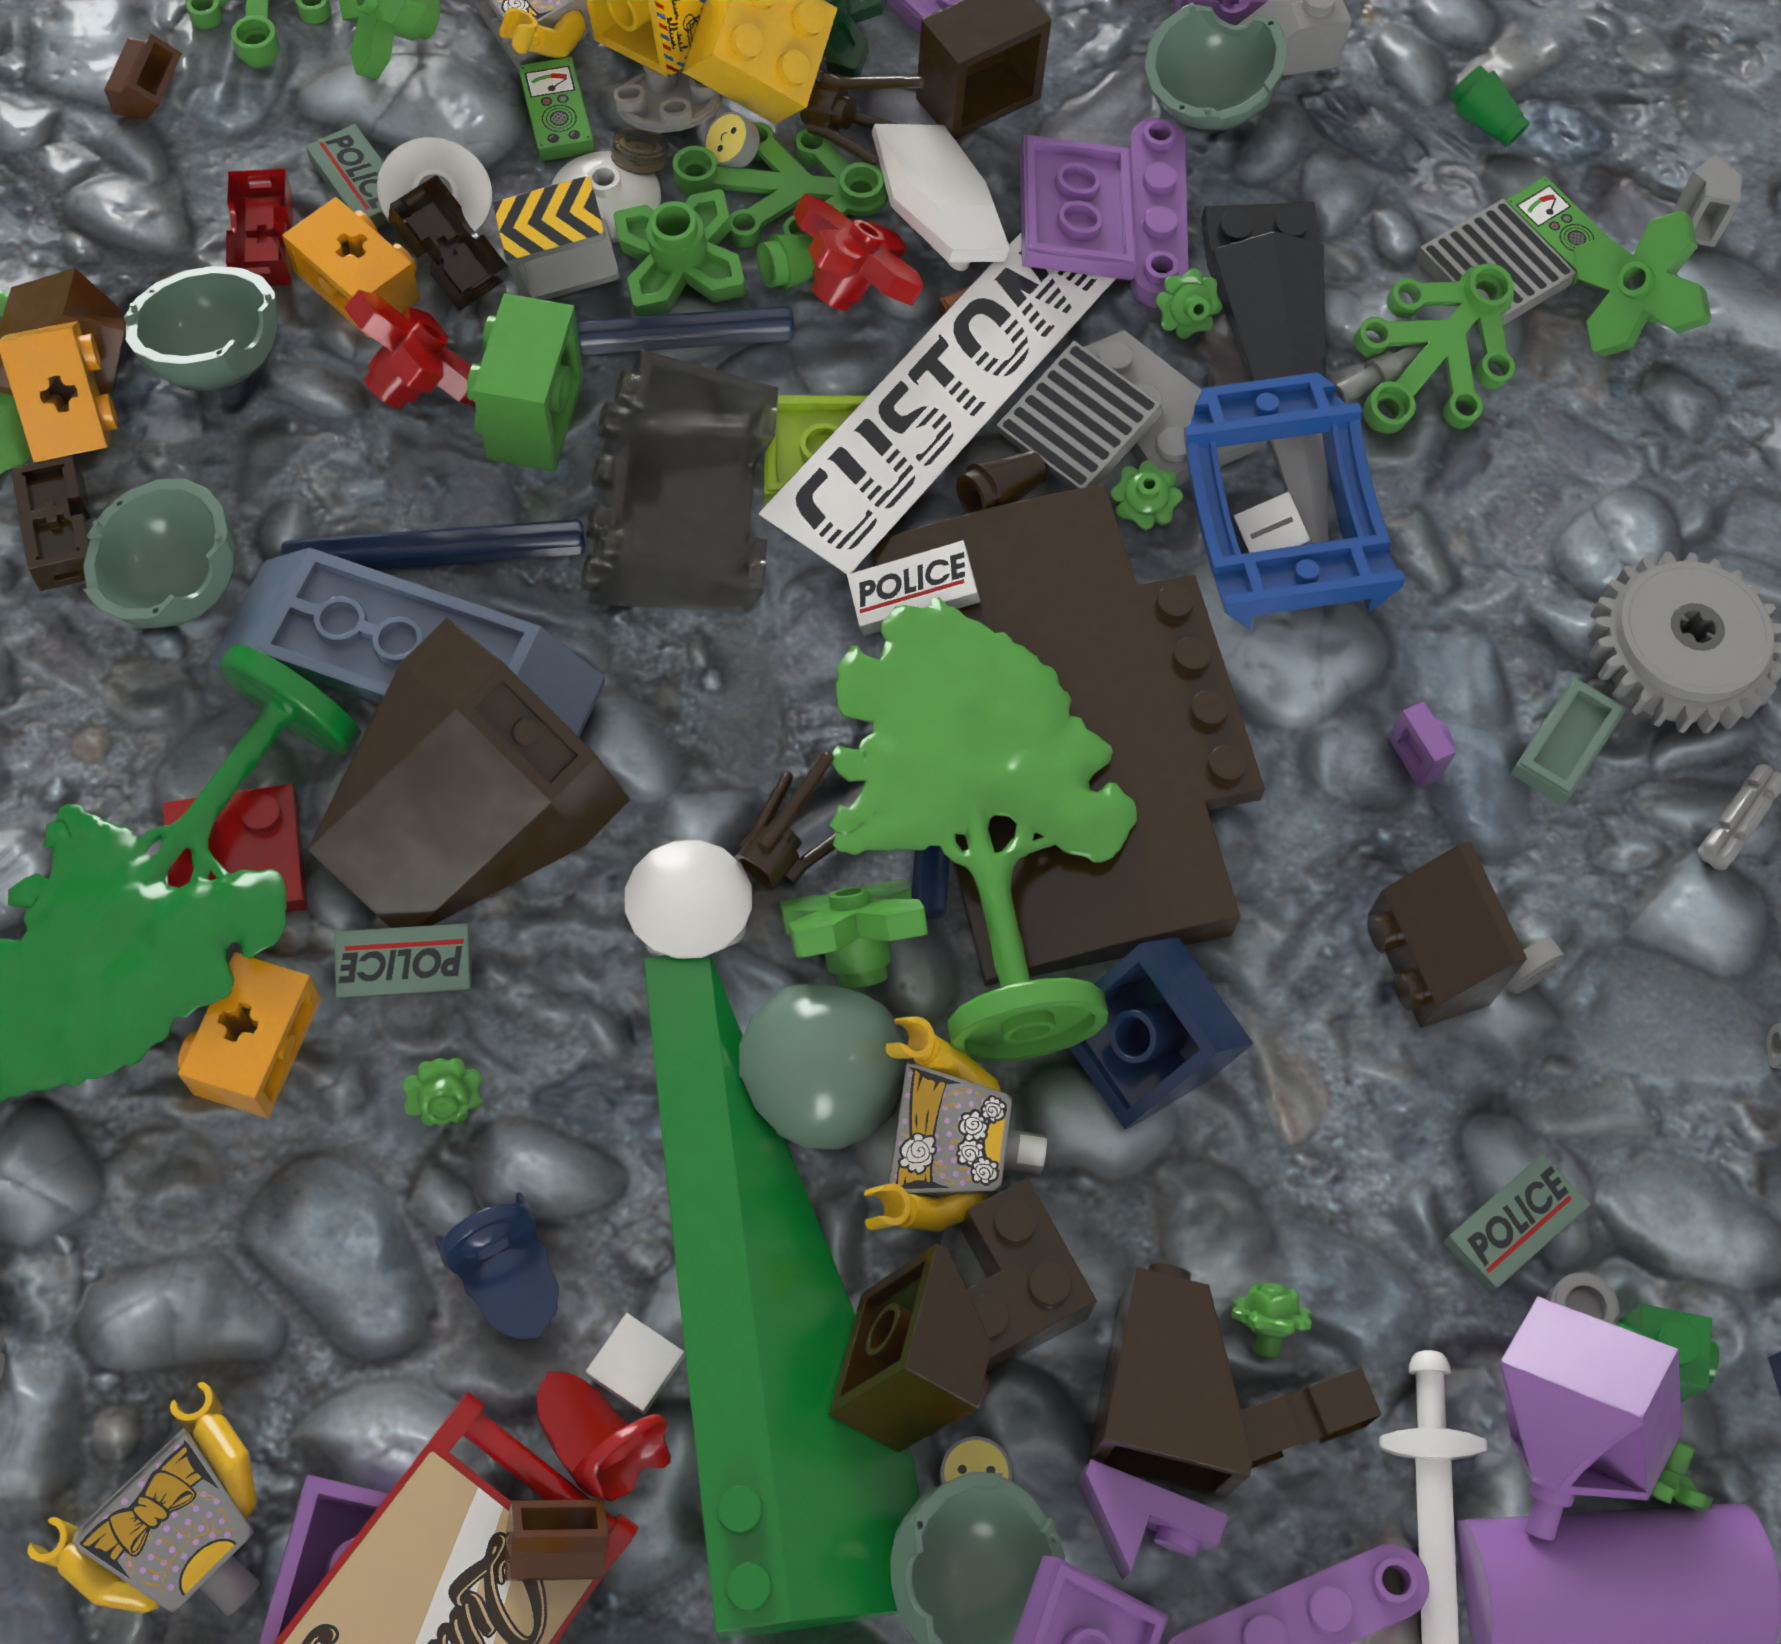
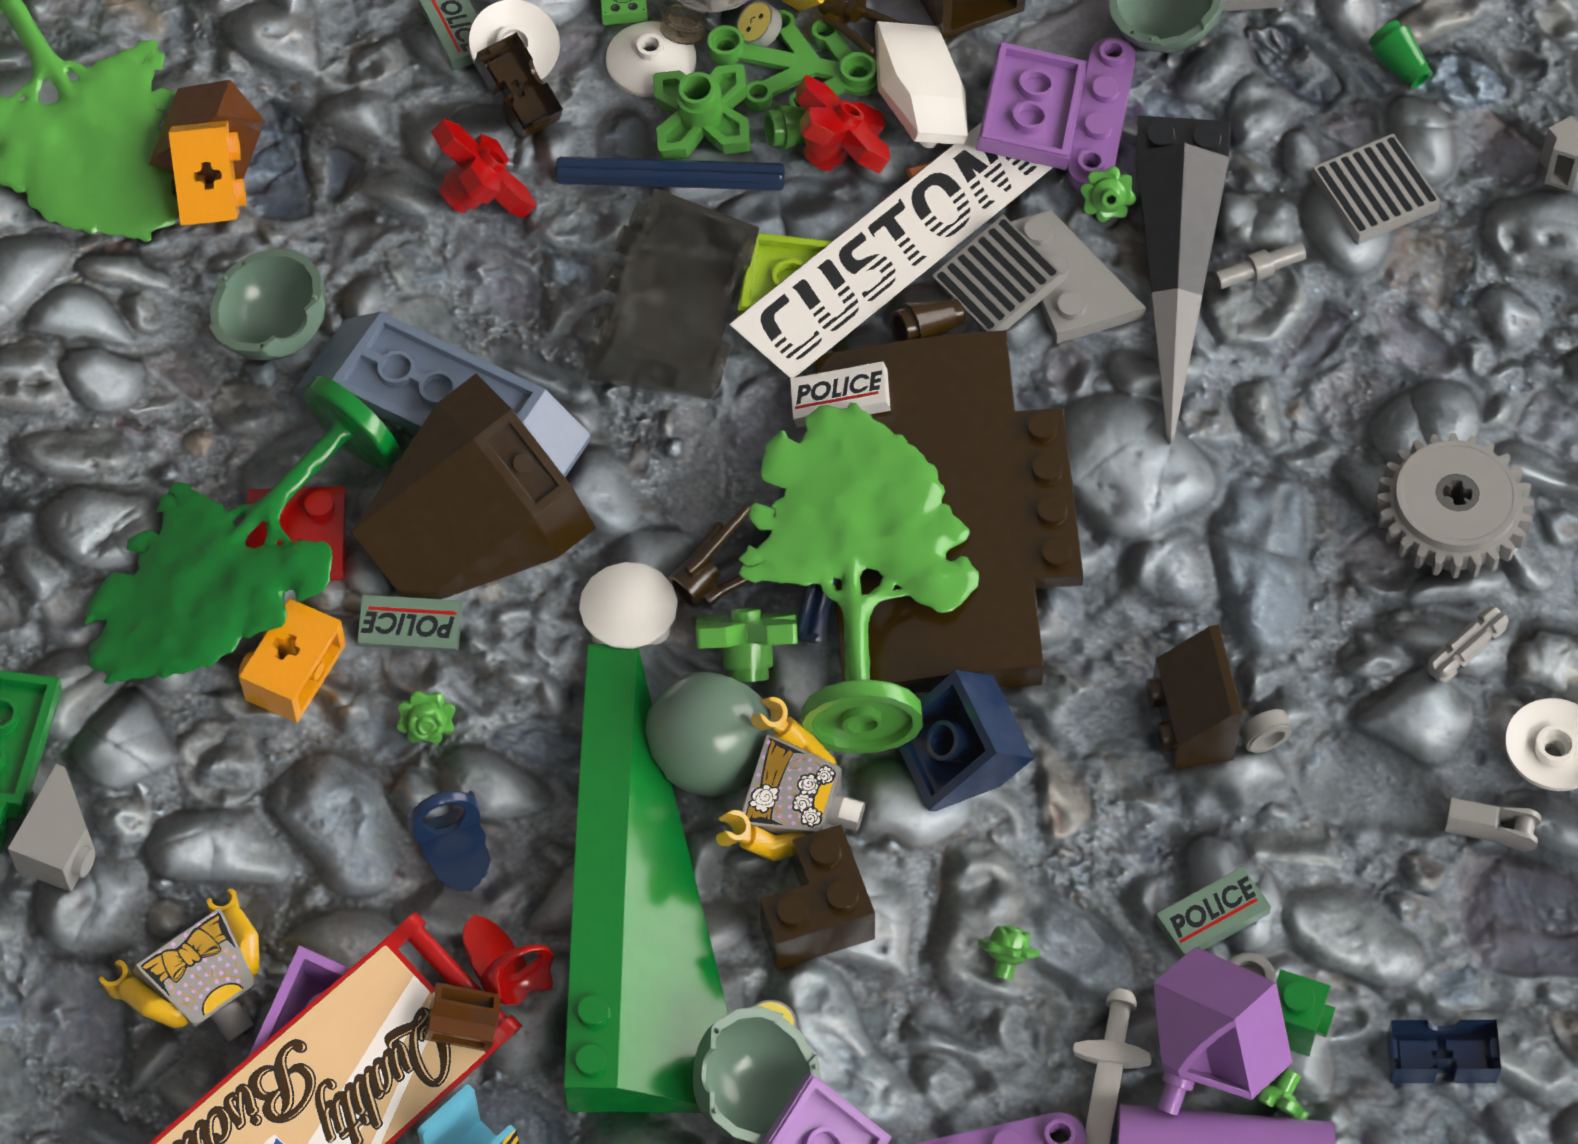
camera: 15 degrees right, 5 degrees down
(53, 520) = (190, 271): dark brown piece -> none
(204, 327) = (321, 134): sand green cylinder -> none
(259, 222) = (371, 66): red piece -> none
(345, 253) = (437, 88): light orange brick -> none
(452, 544) = (491, 322): dark blue axle -> none
(527, 381) = (564, 203): bright green brick -> none
(556, 240) = (604, 93): piece -> none
(635, 1363) = (537, 919): white tile -> none
(913, 1354) = (735, 933): dark brown slope -> none
(1128, 1505) = (881, 1060): medium lavender slope -> none
(1146, 495) = (1041, 343): bright green plant -> none
(1169, 1389) = (911, 982): dark brown slope -> none
(1272, 525) = (1138, 383): white tile -> none
(1303, 574) = (1150, 417): blue wedge -> none
(1314, 1413) = (1036, 1014): dark brown piece -> none
(1422, 744) = (1220, 558): medium lavender plate -> none
(1443, 340) = (1310, 246): bright green plant -> none
(1555, 219) = (1440, 163): tile -> none
(1568, 741) = (1342, 571): sand green tile -> none
(1642, 284) = (1484, 216): bright green plant -> none

